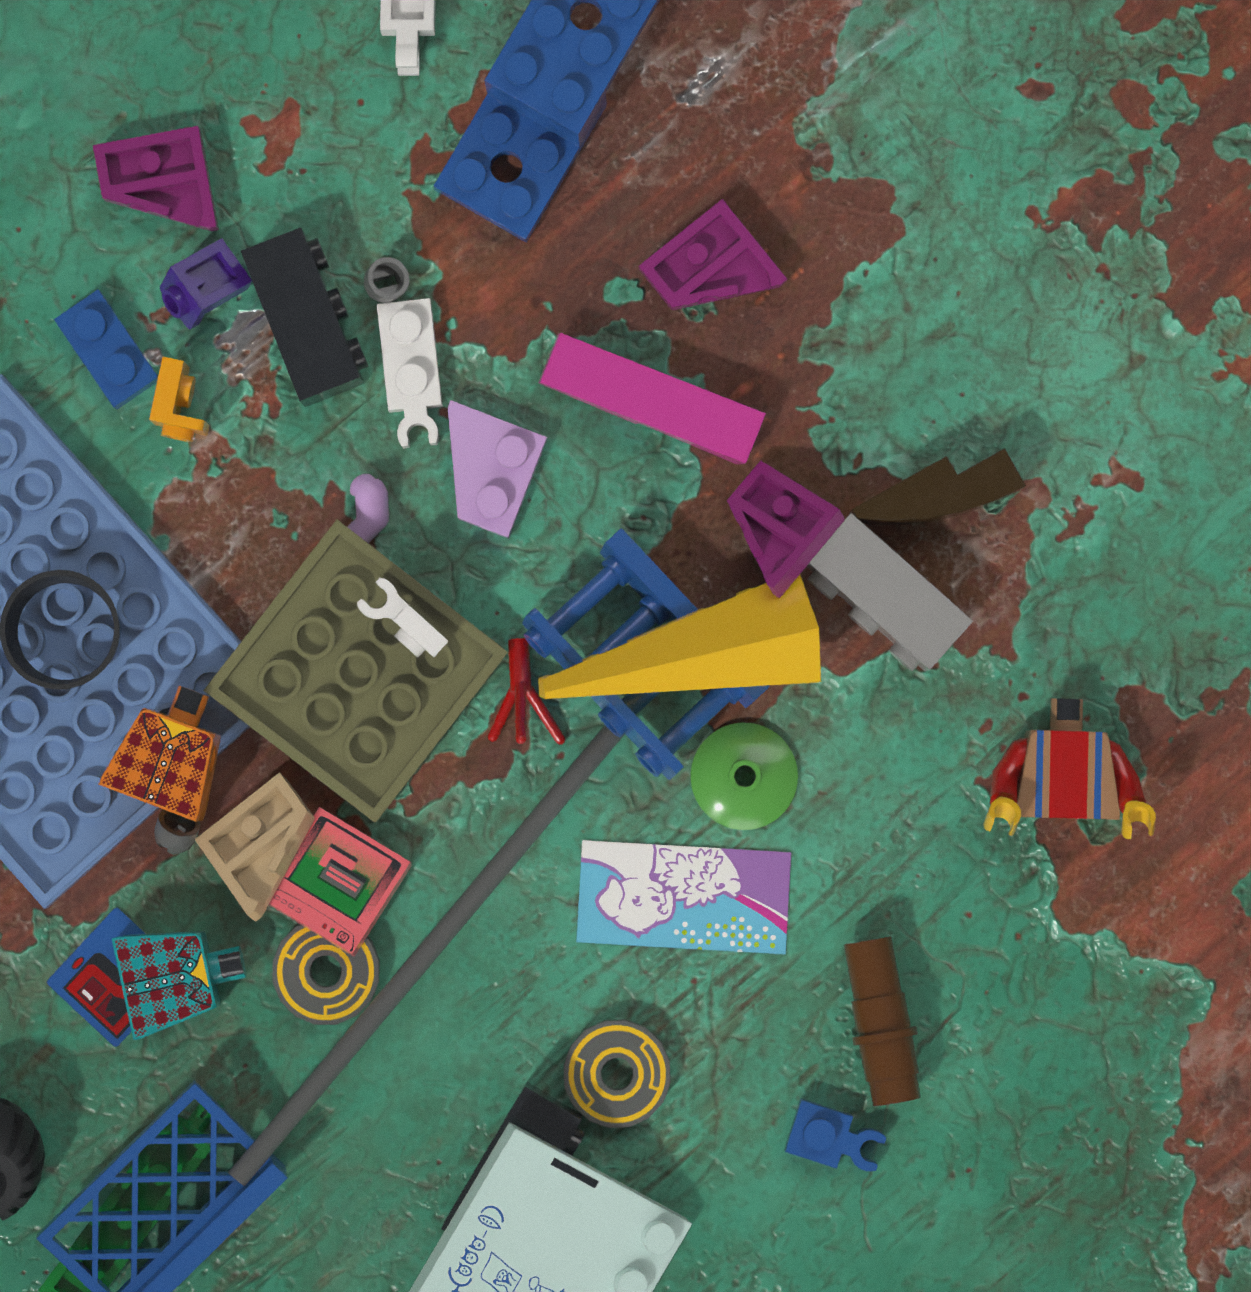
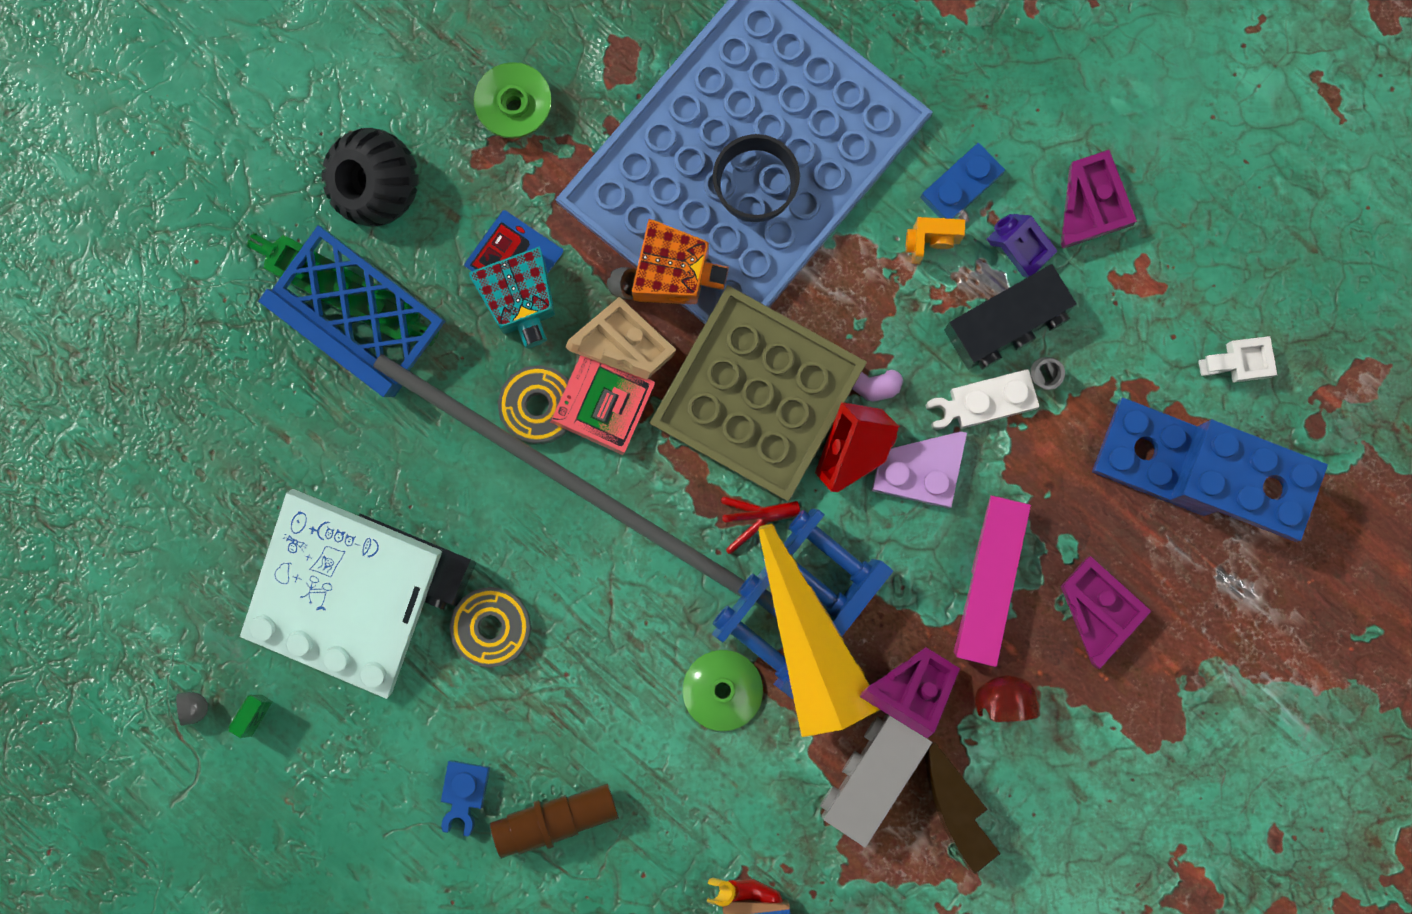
camera: 80 degrees right, 5 degrees down
(414, 630) = (794, 429): white plate -> none
(446, 551) = (855, 445): none -> red slope
(683, 897) = (627, 658): sticker -> none
(810, 405) = (1008, 699): none -> clear red hair

